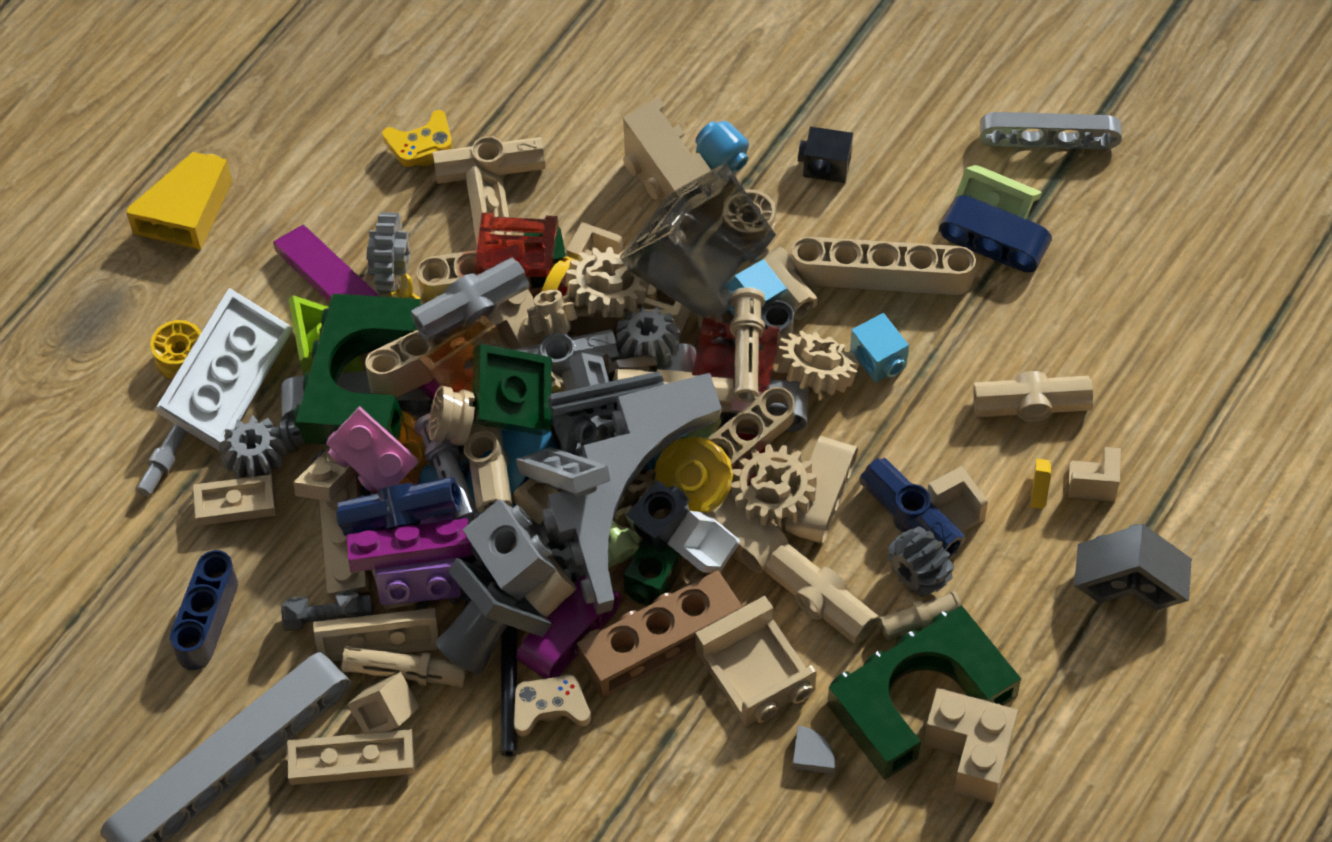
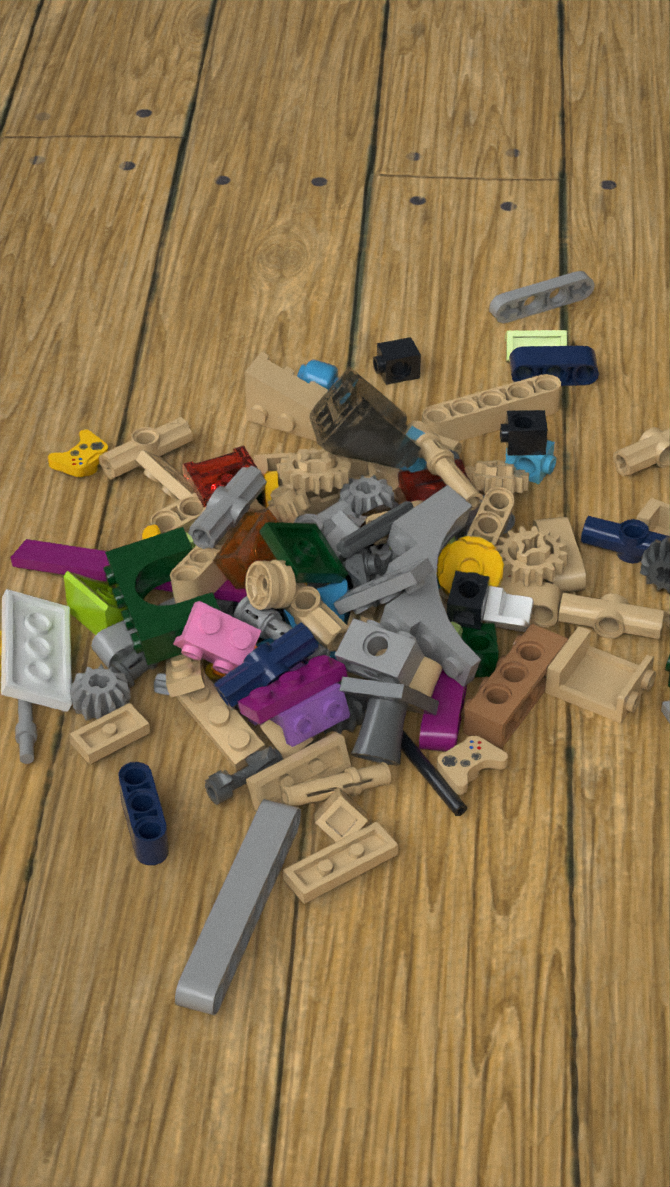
camera: 30 degrees left, 15 degrees down
(388, 252) = (116, 520): light grey gear -> none
(879, 336) = (525, 432): none -> black brick

